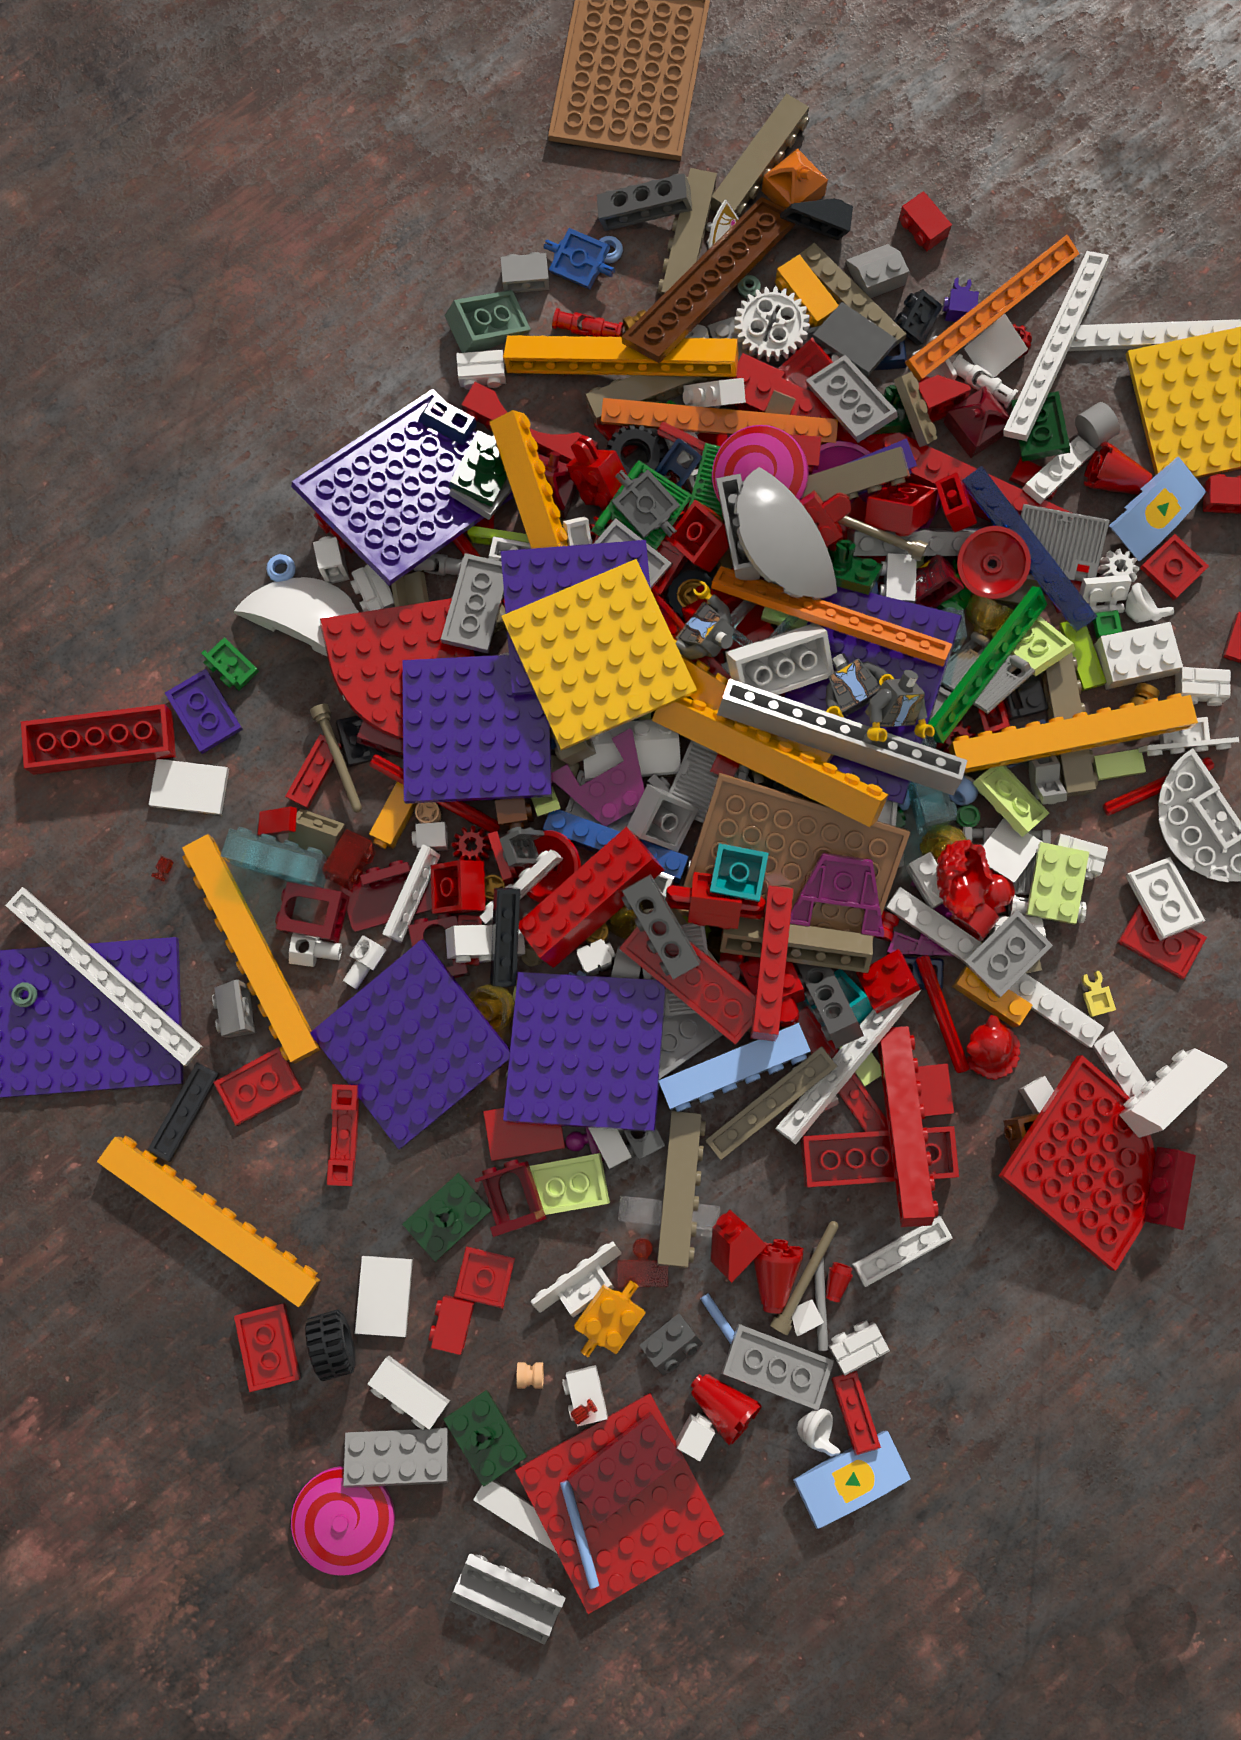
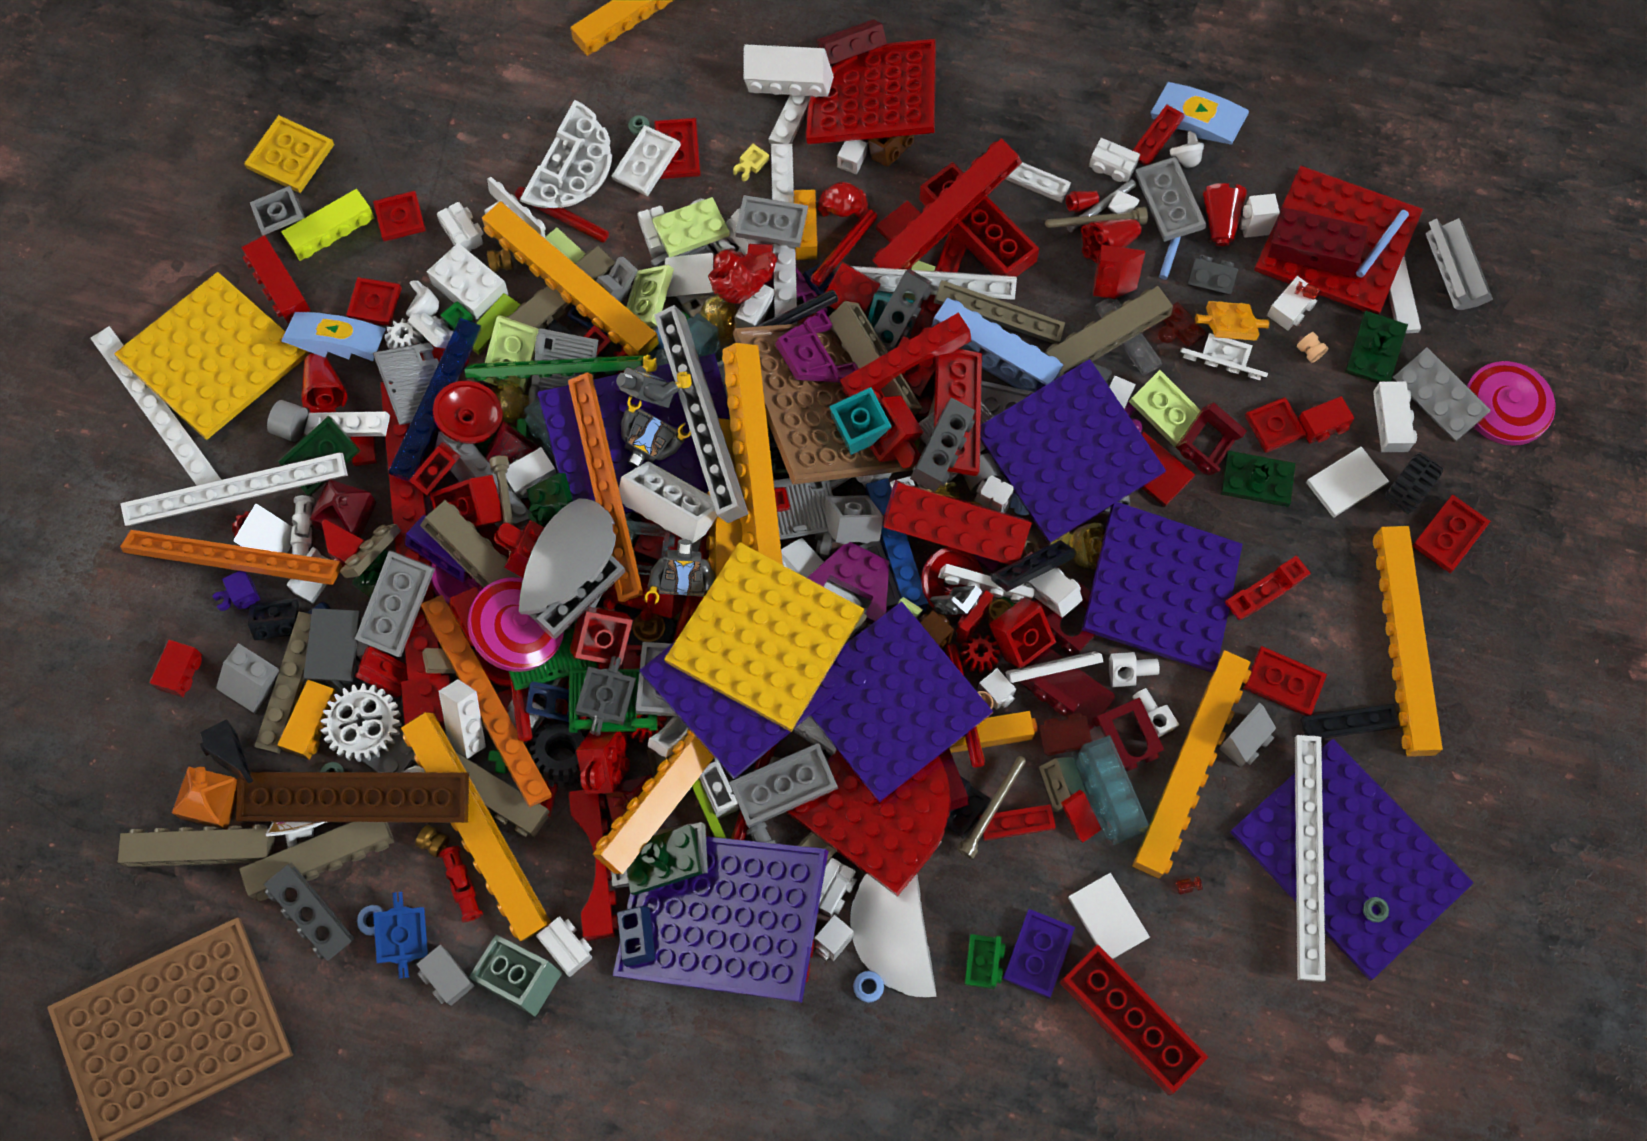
camera: 130 degrees left, 10 degrees down
(894, 905) = (803, 310): none -> black axle
(1209, 927) = (637, 120): none -> sand green plate

